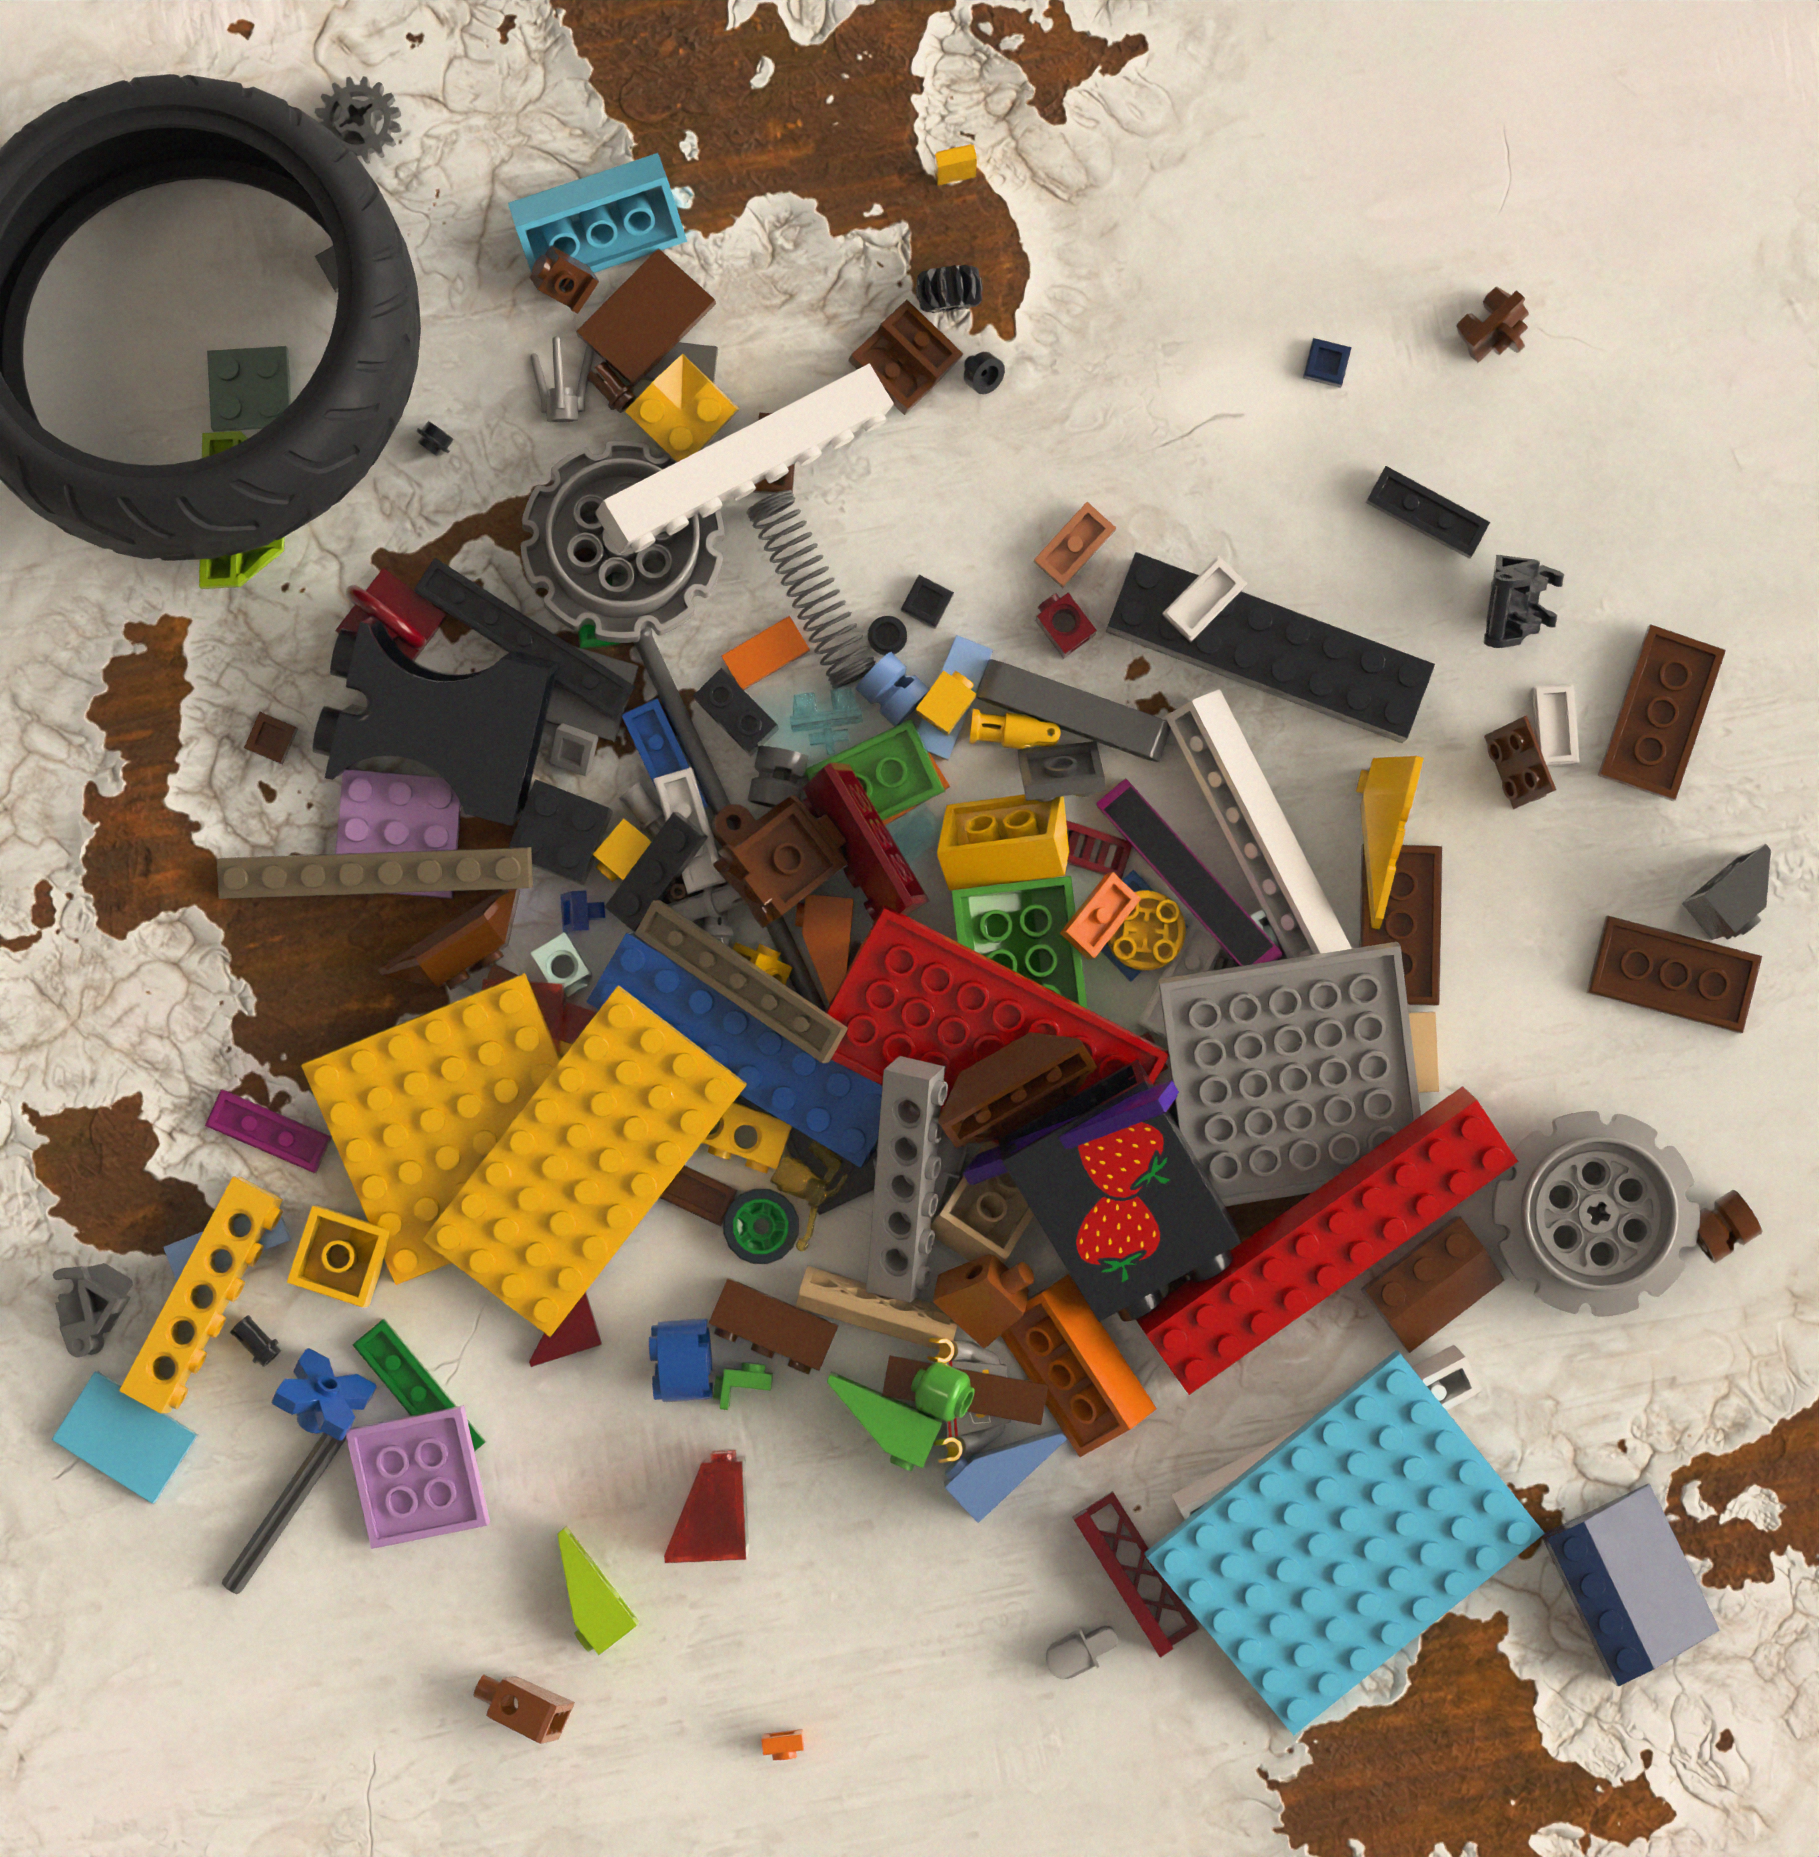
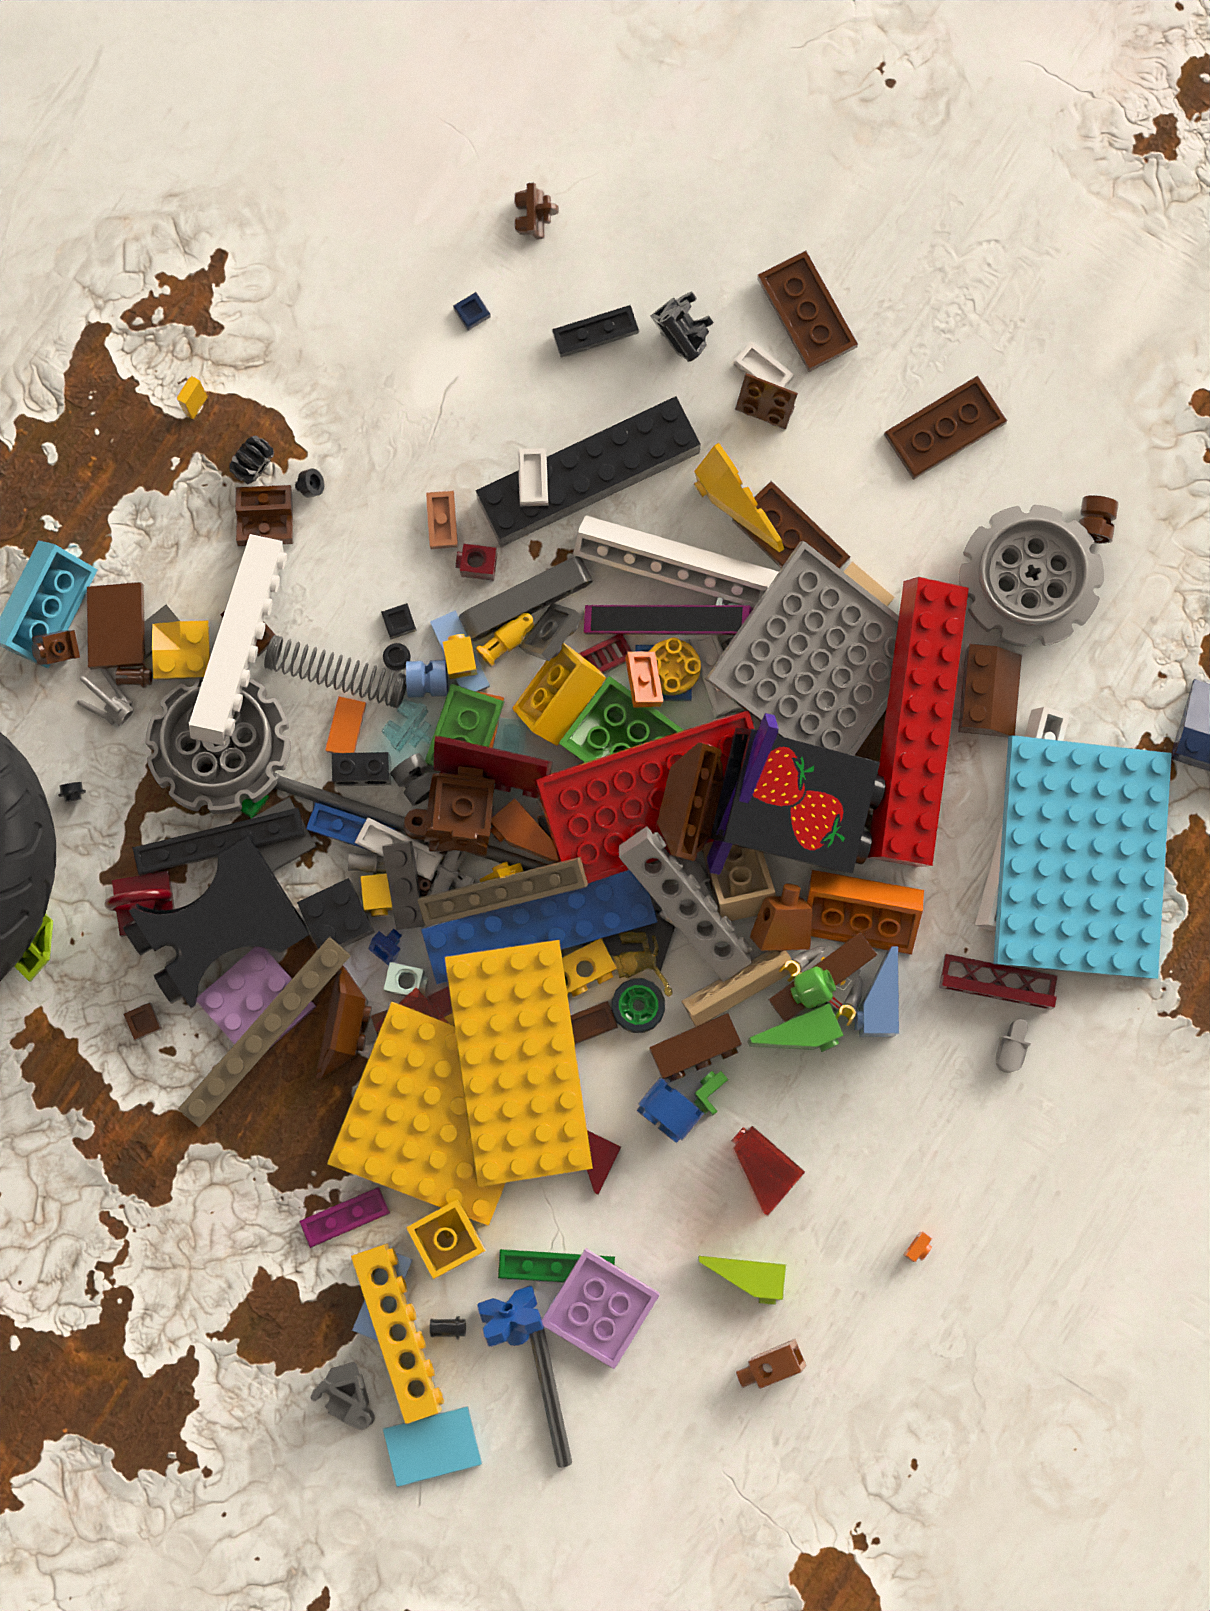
camera: 45 degrees left, 5 degrees down
(573, 749) = (300, 870): light grey plate -> none
(1733, 896) = (935, 357): dark grey slope -> none

